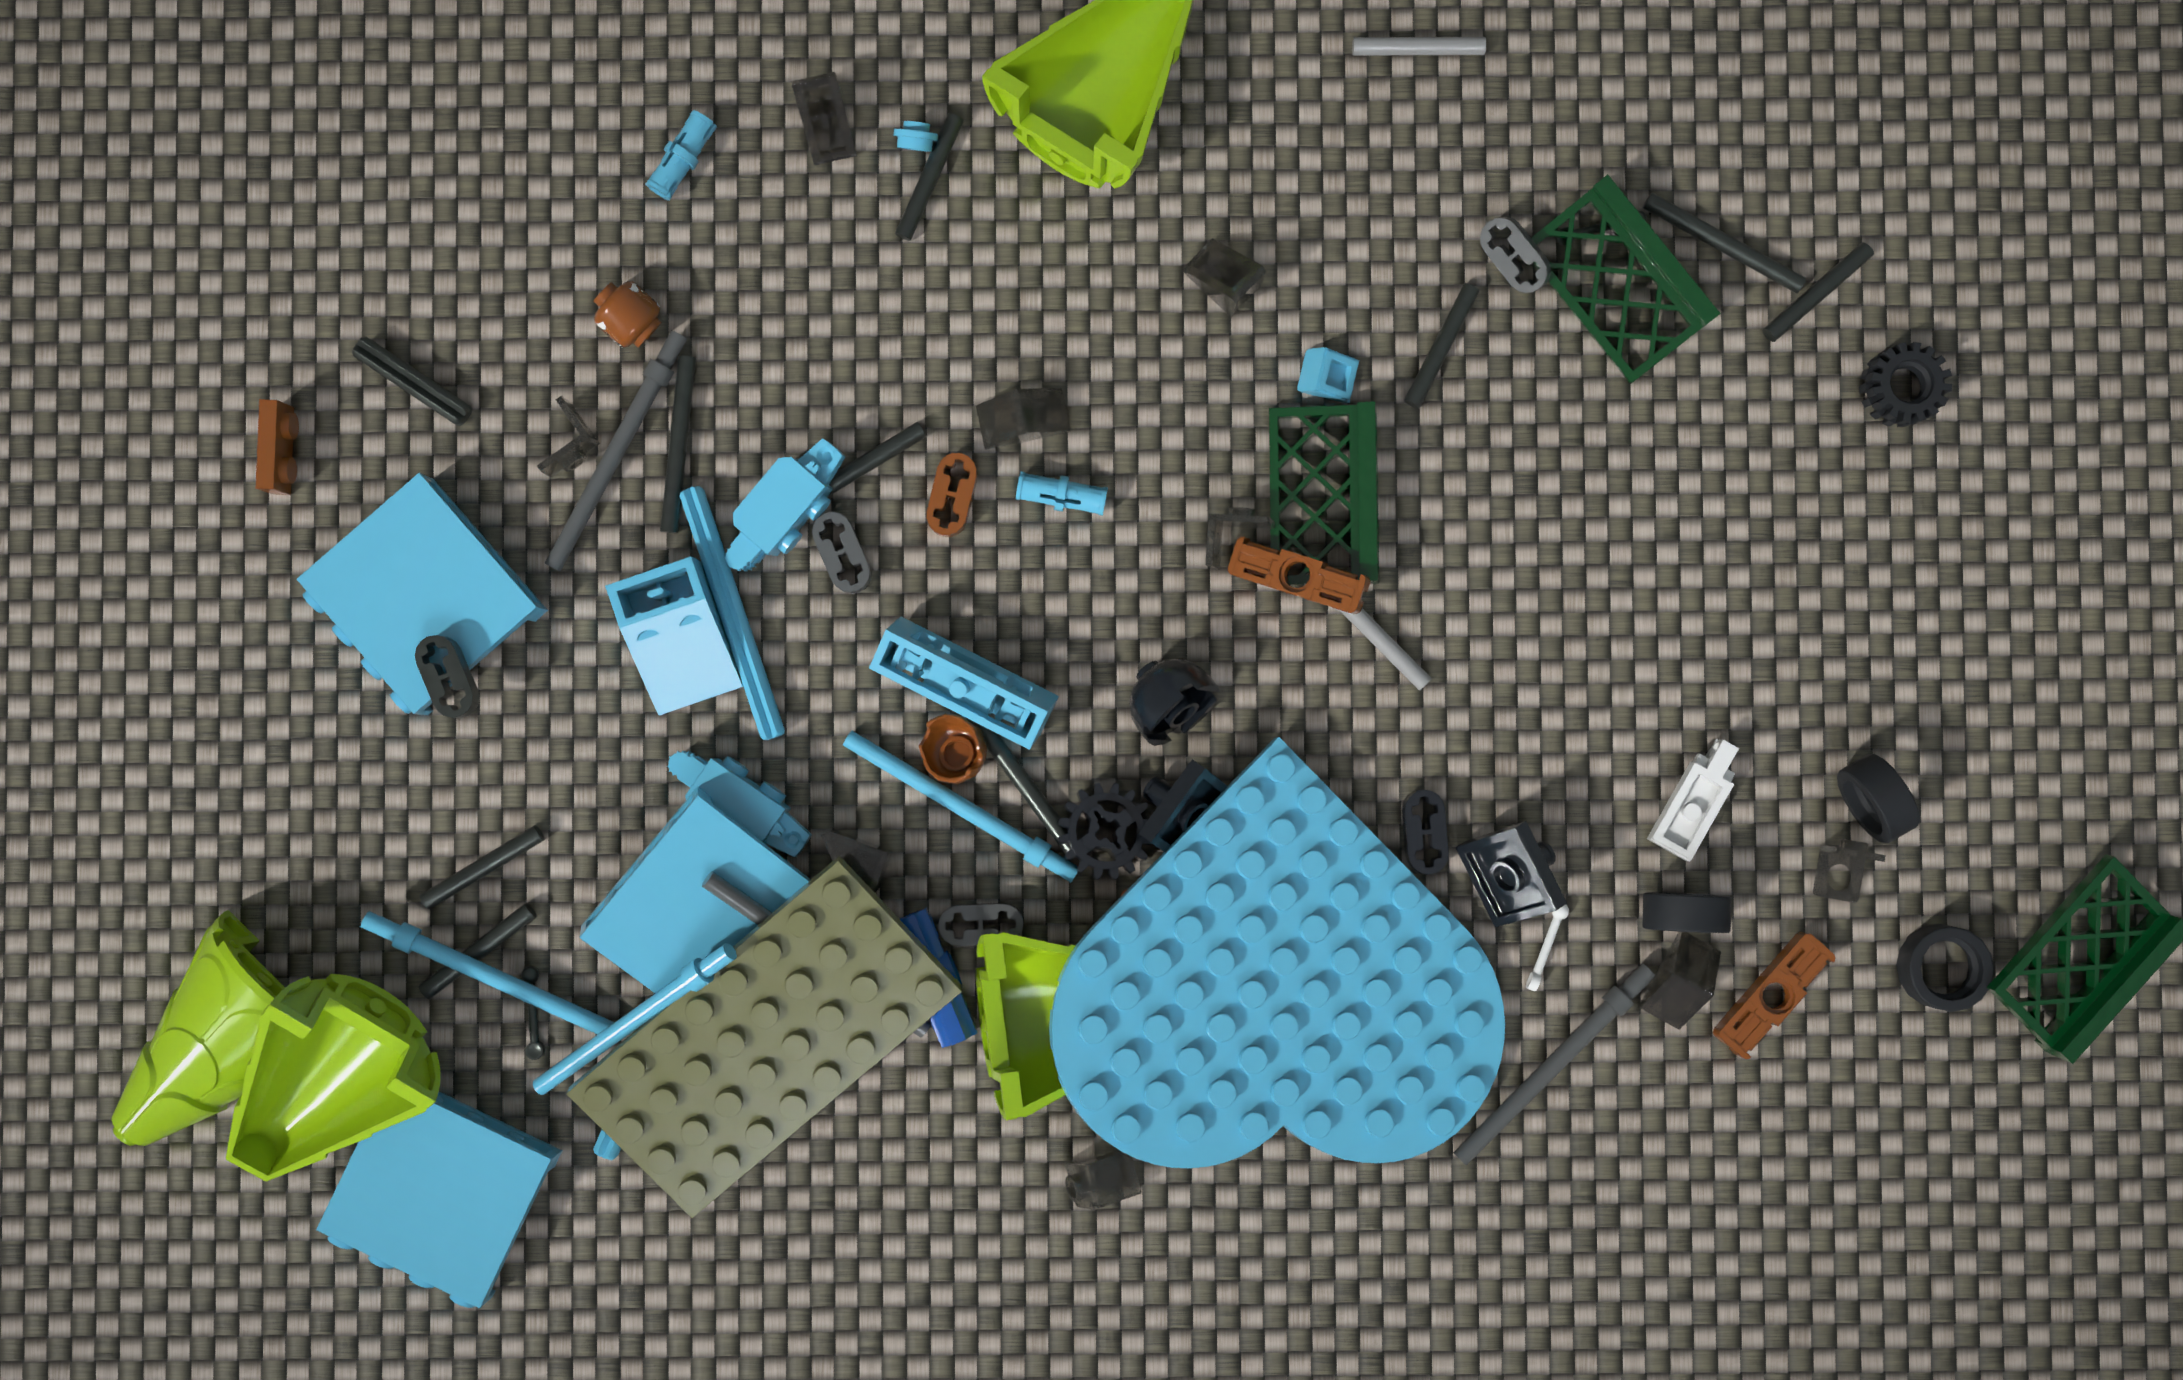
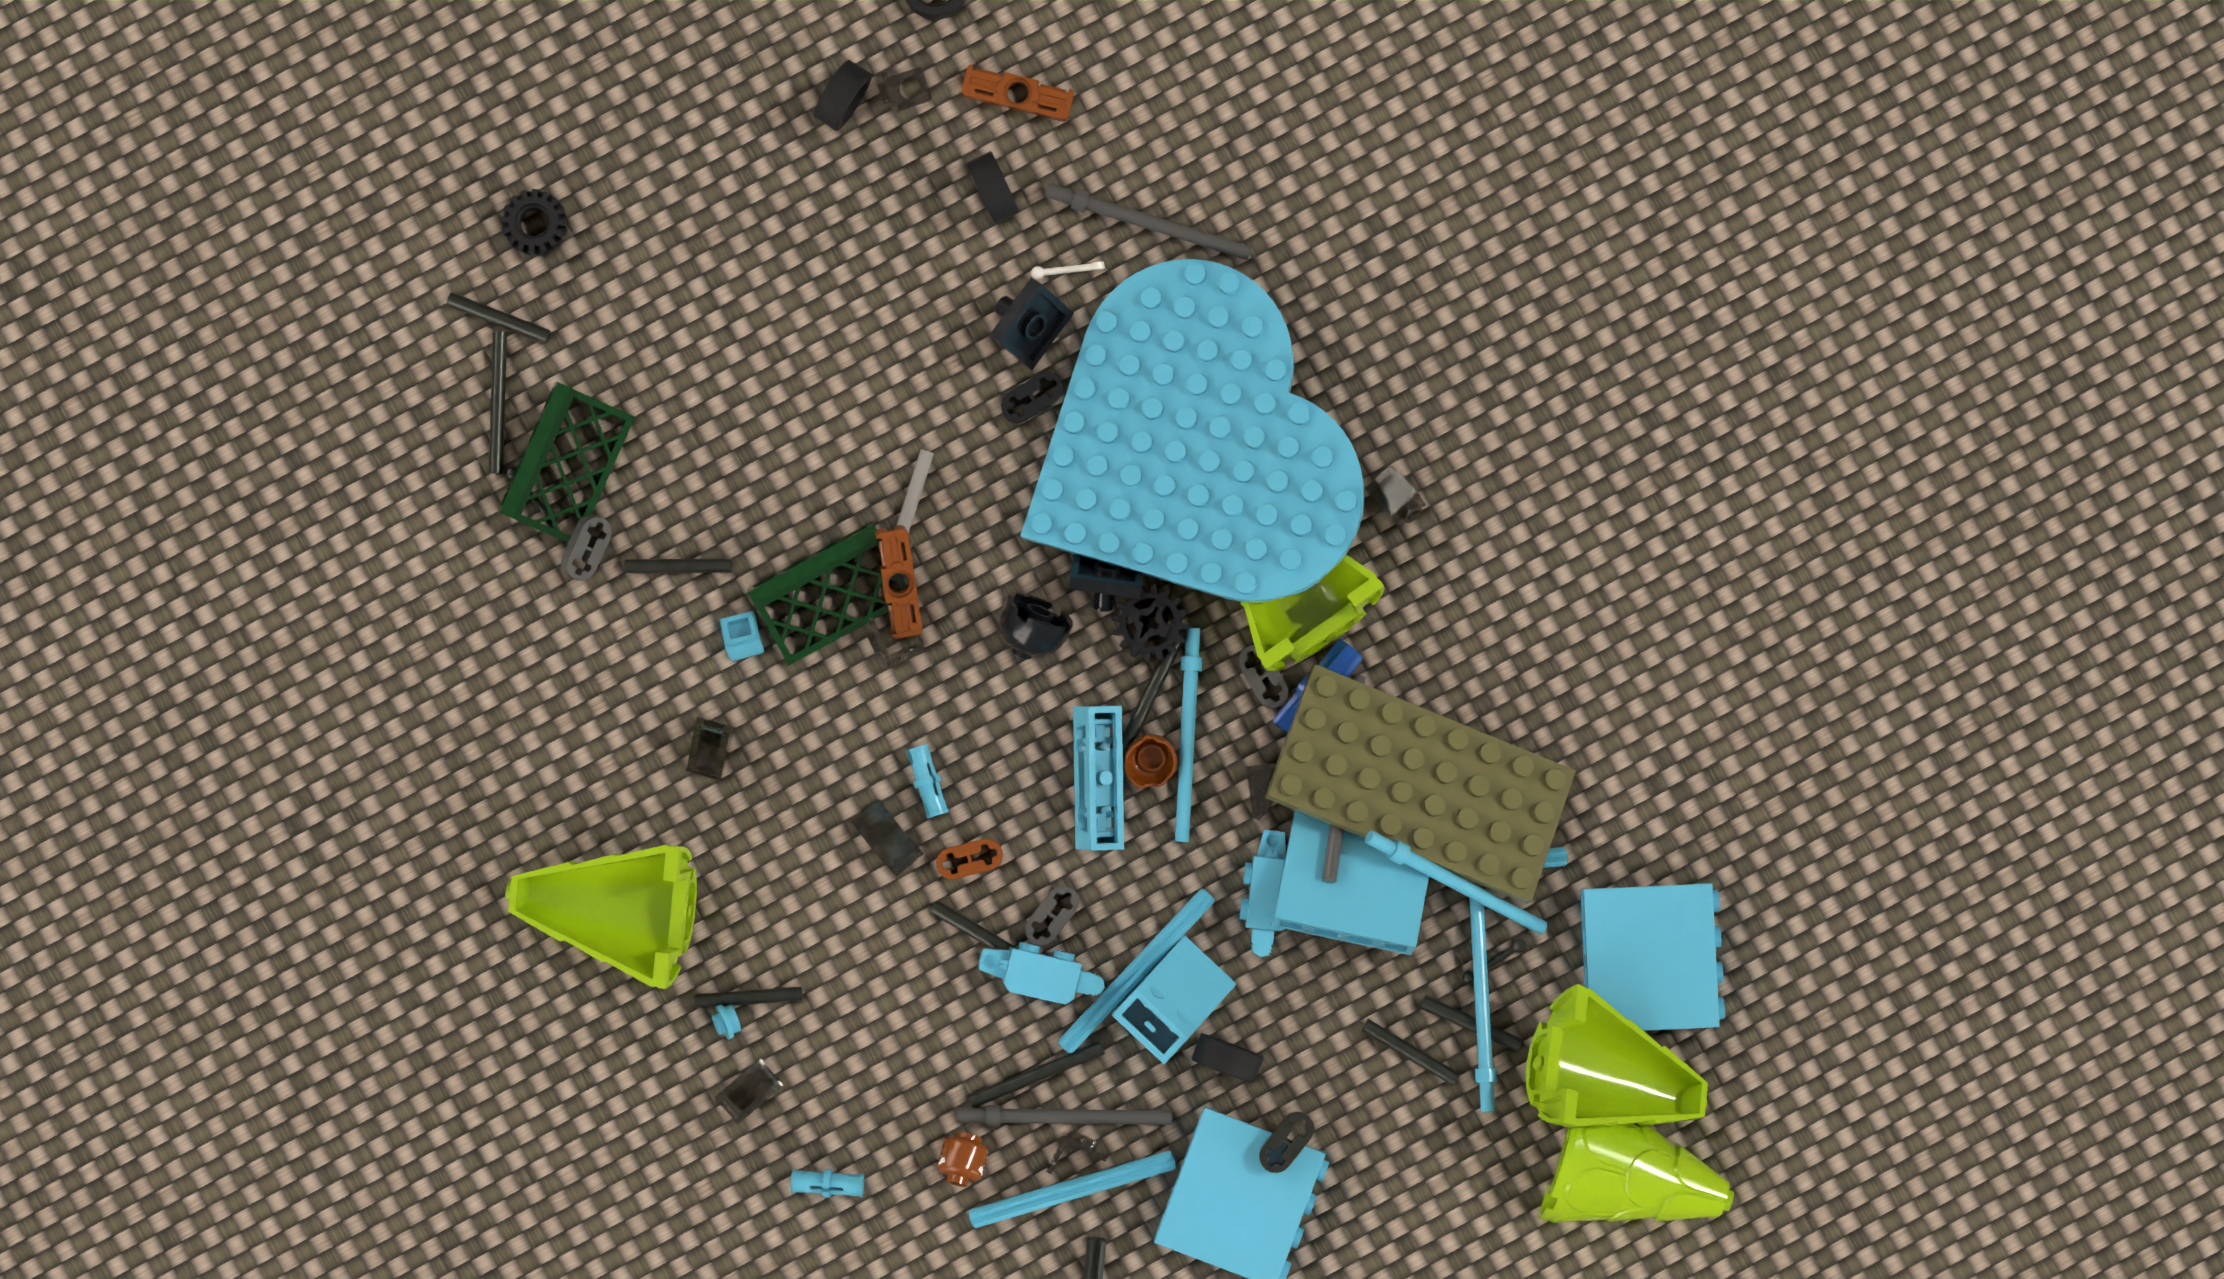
camera: 120 degrees left, 0 degrees up
(532, 417) = (1072, 1189): none -> medium azure axle
(577, 660) = (1227, 1058): none -> black tyre
(1418, 46) = (469, 695): light grey bar -> none
(1682, 981) = (1041, 162): clear smoke slope -> none
(1695, 801) = (911, 218): white hinge -> none

